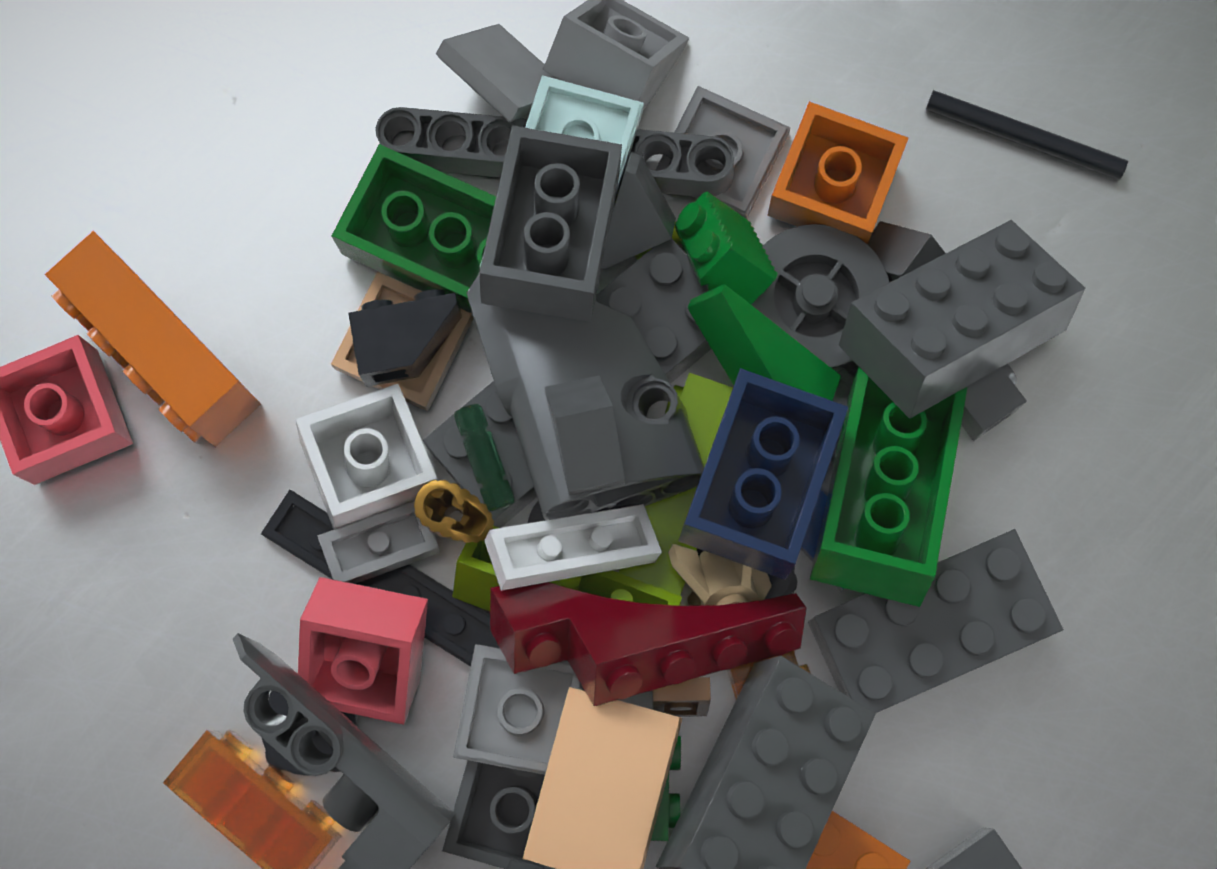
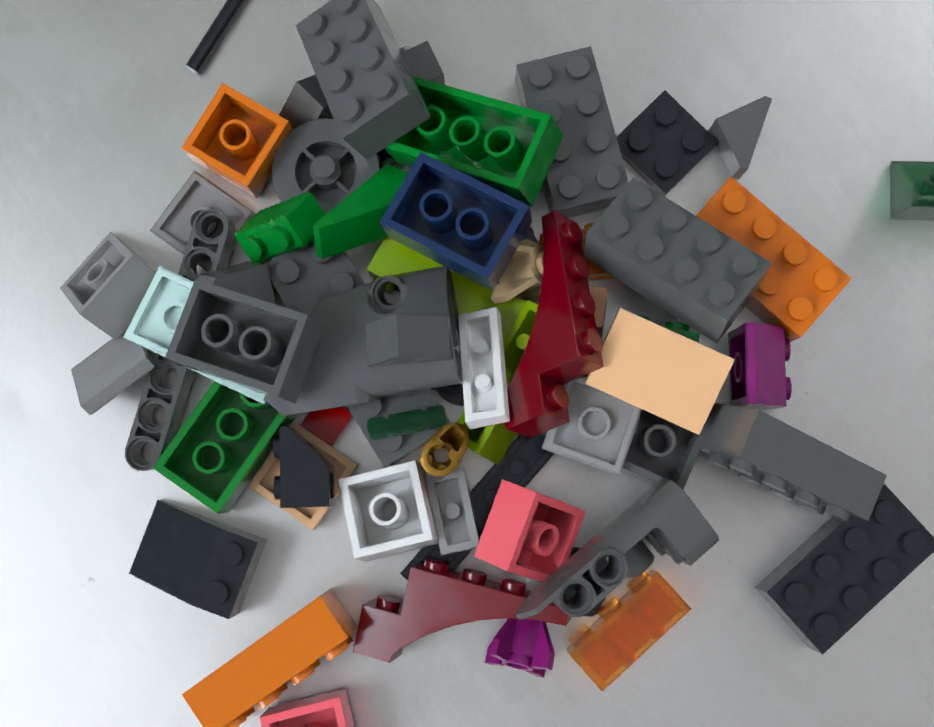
camera: 80 degrees left, 5 degrees up
(211, 666) = (522, 646): none -> magenta brick
(256, 539) = (436, 601): none -> dark red arch
(274, 227) = (197, 559): none -> black slope
(470, 361) = (328, 423): none -> red tile
(950, 764) = (664, 143): none -> black plate

